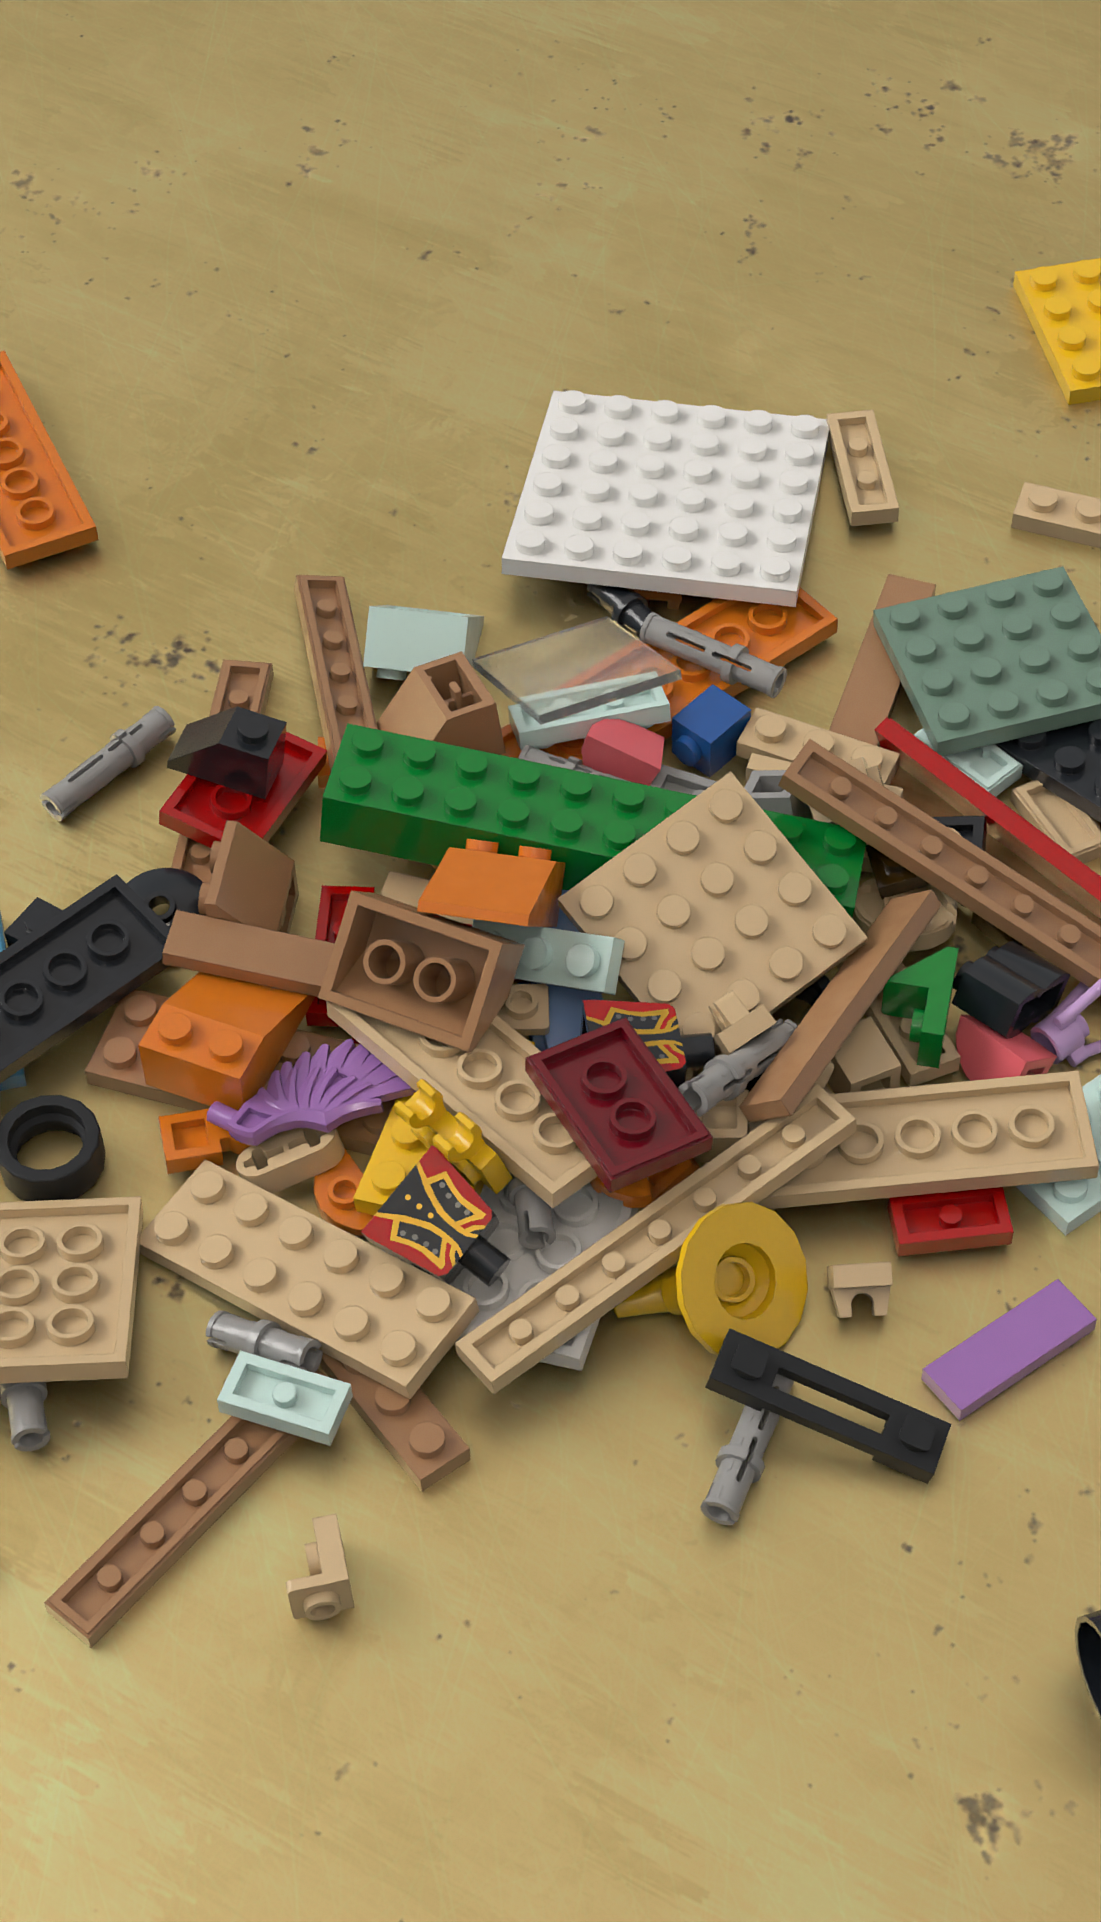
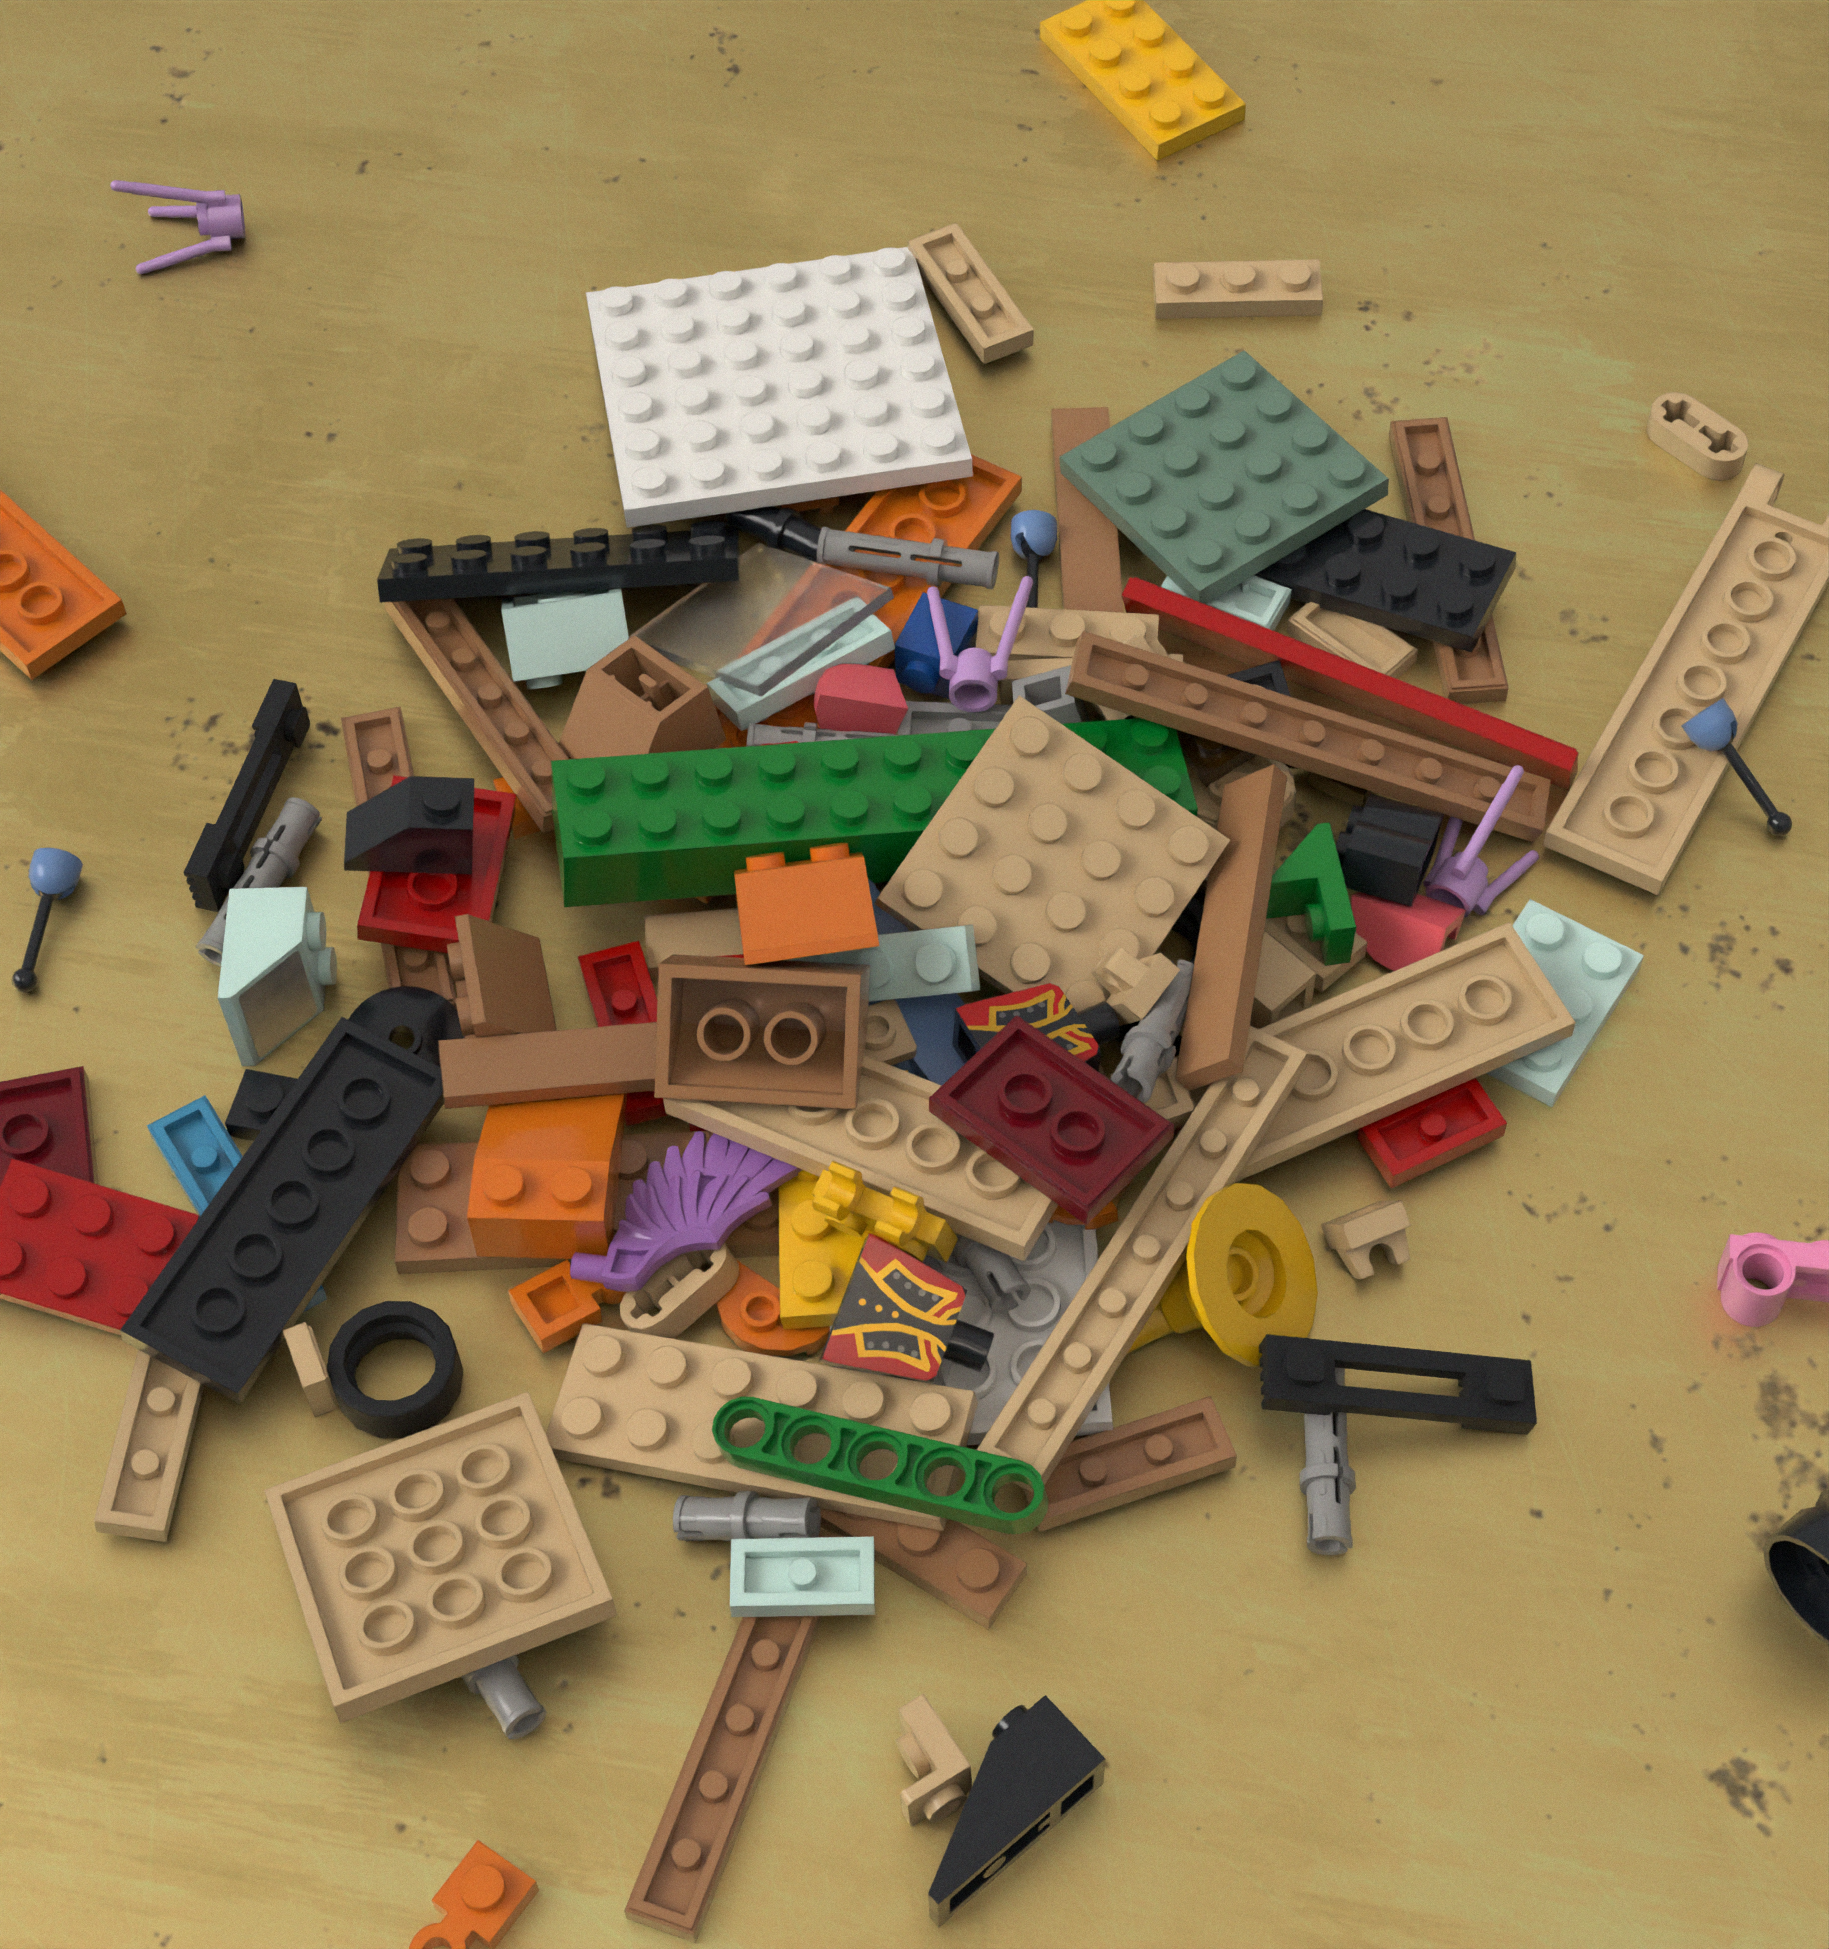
camera: 20 degrees left, 5 degrees up
(81, 826) = (272, 968): none -> light aqua slope
(171, 654) = (222, 846): none -> black container
(293, 261) = (215, 211): none -> lavender plant
(380, 1619) = (1025, 1786): none -> black slope
(384, 1349) = (903, 1487): none -> green beam
(427, 585) = (562, 564): none -> black plate
(586, 1399) = (1137, 1462): none -> medium nougat plate
(729, 752) = (975, 672): none -> lavender plant
(827, 669) = (1032, 538): none -> medium blue hinge
(1008, 1349) = (1551, 1256): medium lavender tile -> none

